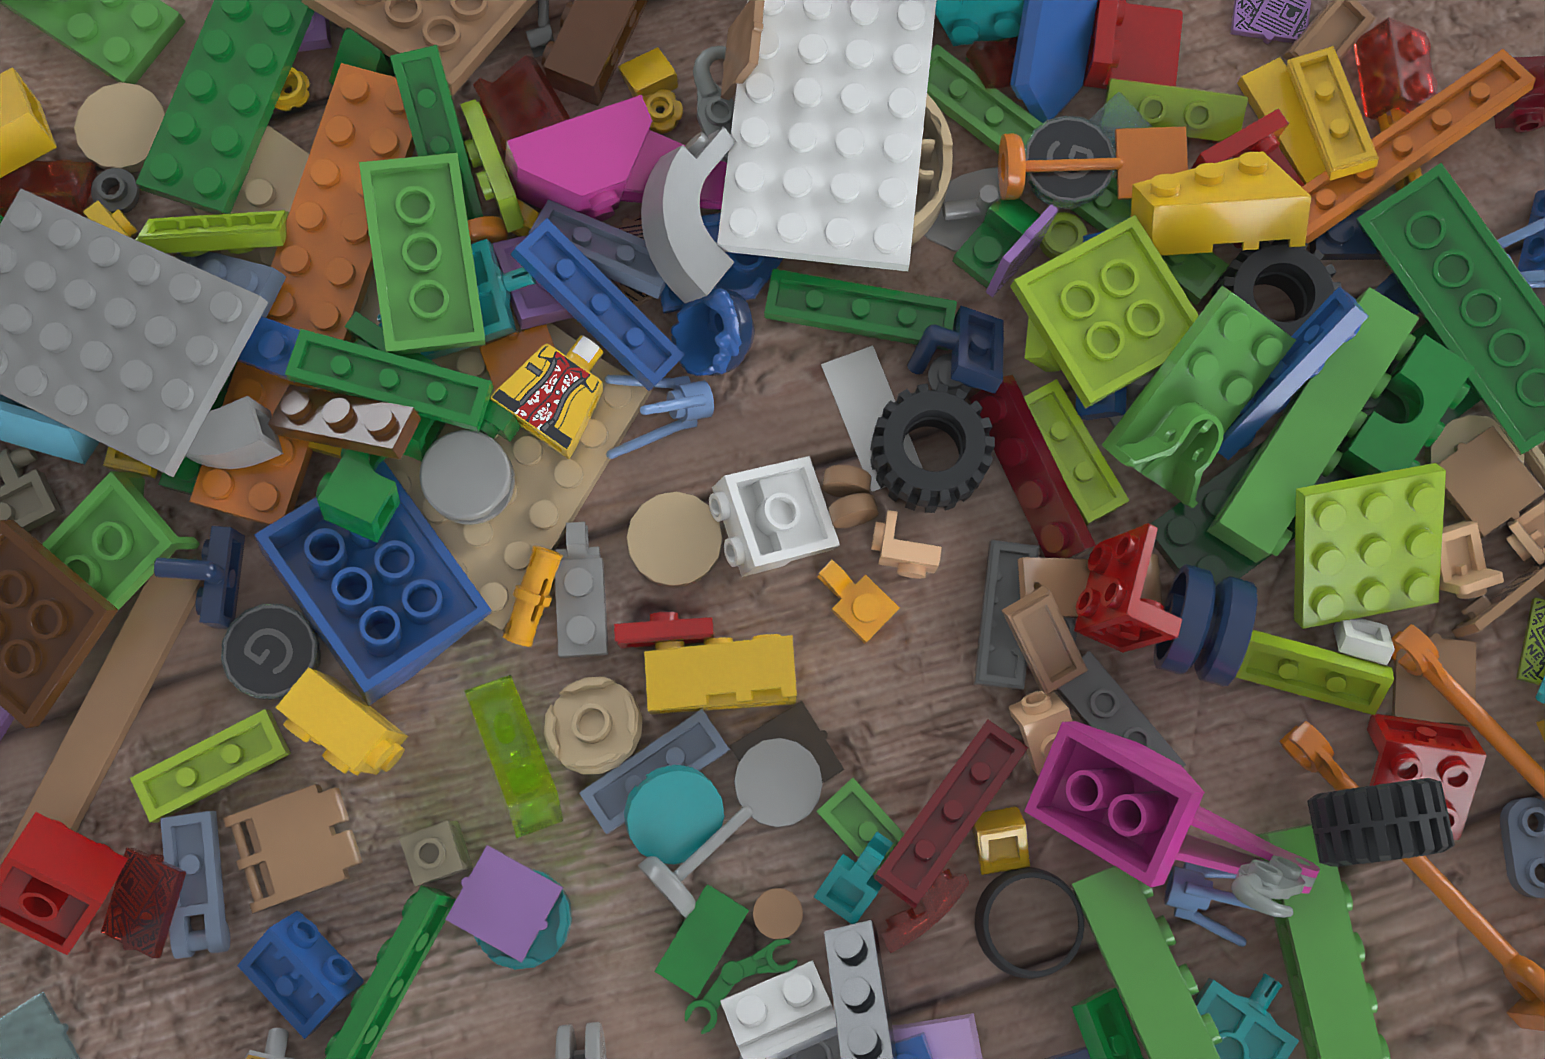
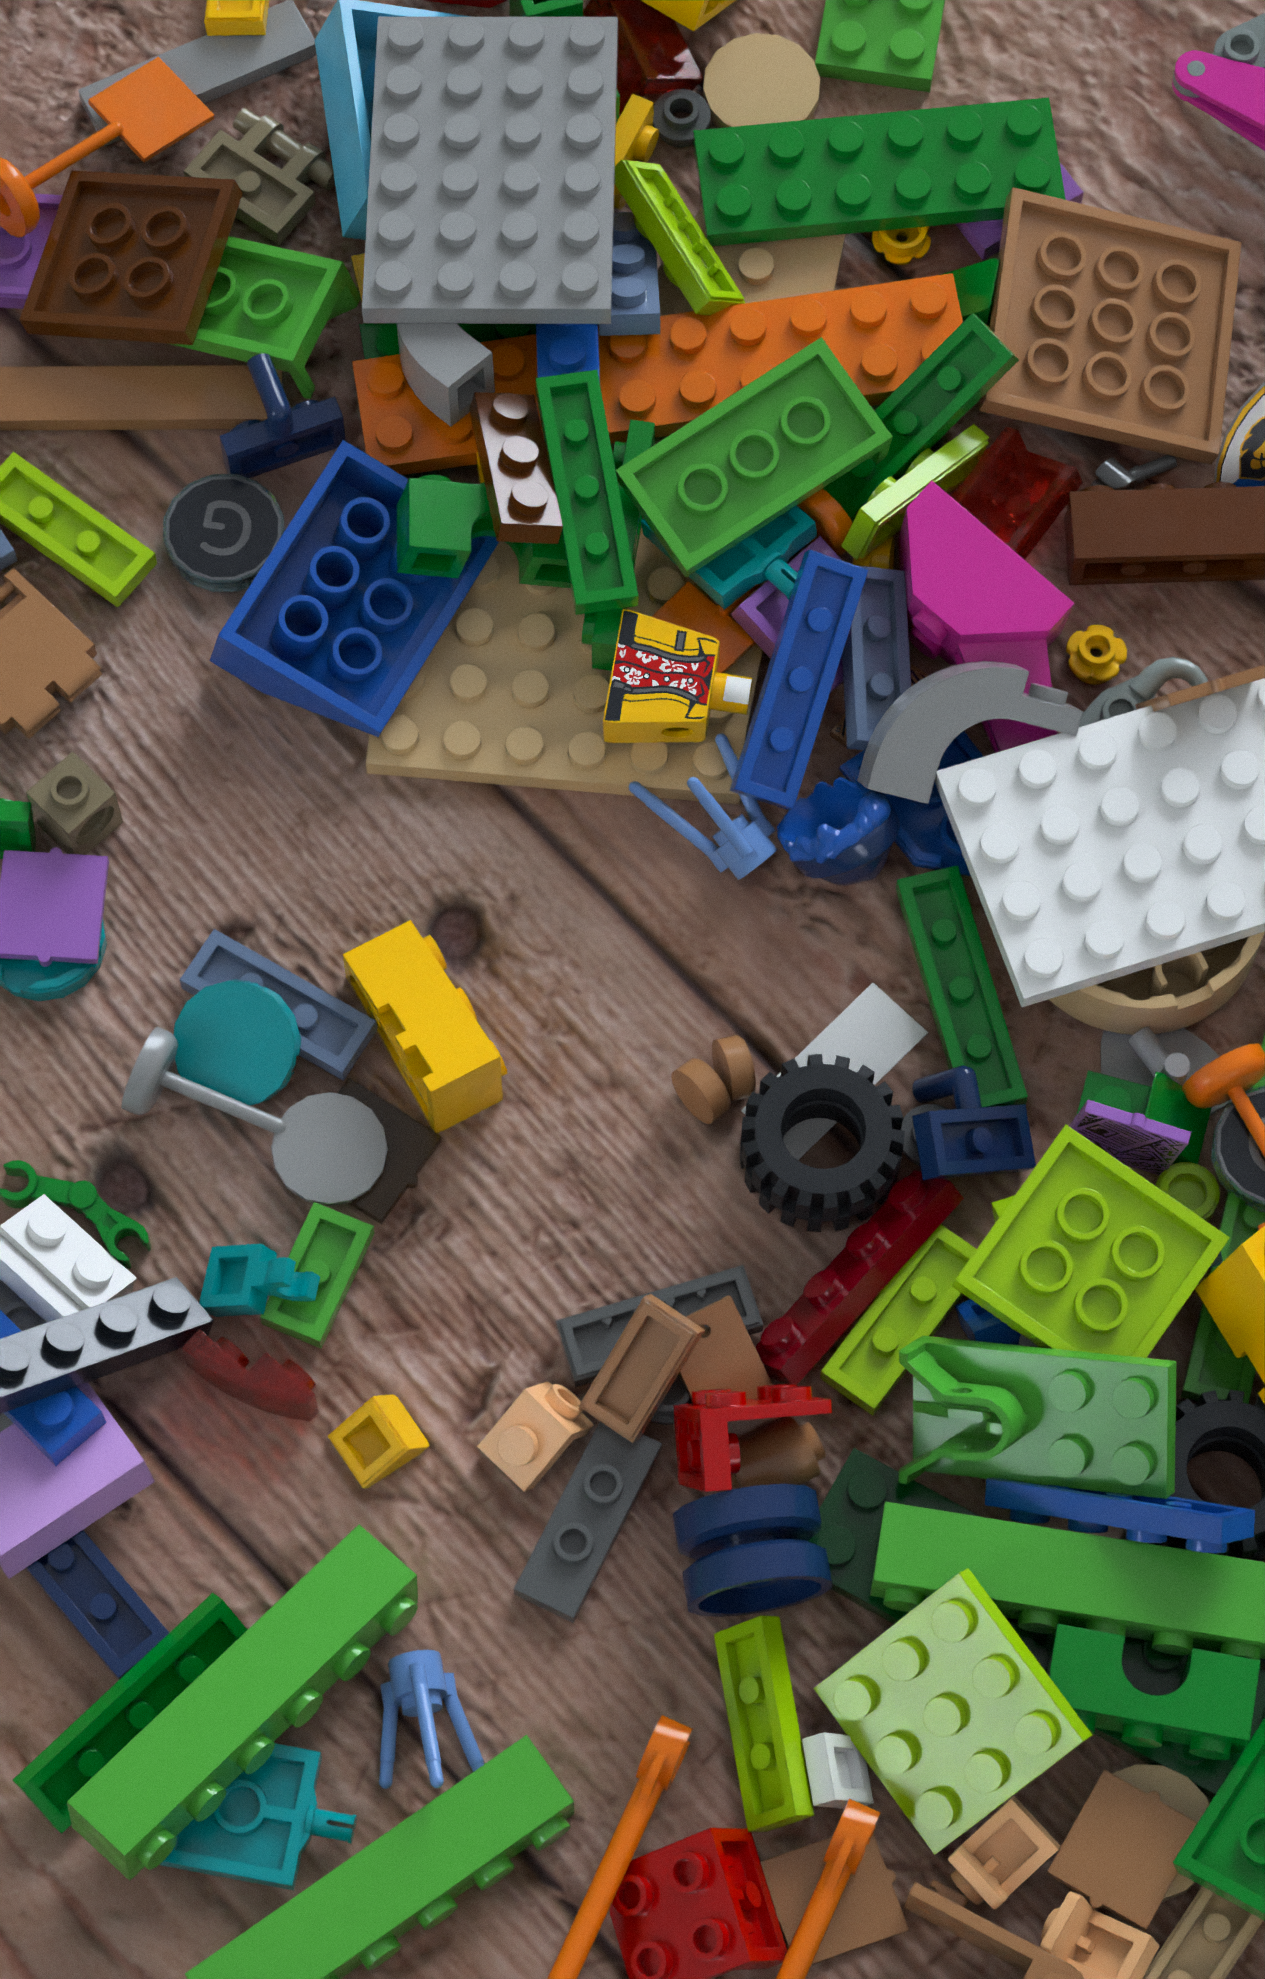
camera: 65 degrees right, 10 degrees down
(343, 723) = (173, 636): yellow brick -> none
(467, 477) = (523, 636): light grey head -> none
(514, 756) = (222, 841): clear neon green slope -> none
(532, 596) = (421, 776): light orange pin -> none
(580, 597) = (449, 832): light grey hinge -> none
(593, 725) = (300, 911): tan tile -> none
(648, 73) = (1136, 620): yellow slope -> none
(662, 628) = (452, 936): red plate -> none
(674, 539) = (567, 907): tan tile -> none
(701, 941) = (105, 1146): green tile -> none
(772, 516) = (648, 1000): white plate -> none
(778, 913) = (175, 1217): medium nougat tile -> none
(861, 605) = (591, 1153): light orange plate -> none
(909, 557) = (673, 1180): light nougat bracket -> none
(950, 813) = (382, 1352): dark red plate -> none
(982, 913) = (266, 1572): black tyre -> none
(1137, 814) = (489, 1528): dark pink slope -> none
(1380, 822) = (593, 1830): black tyre -> none

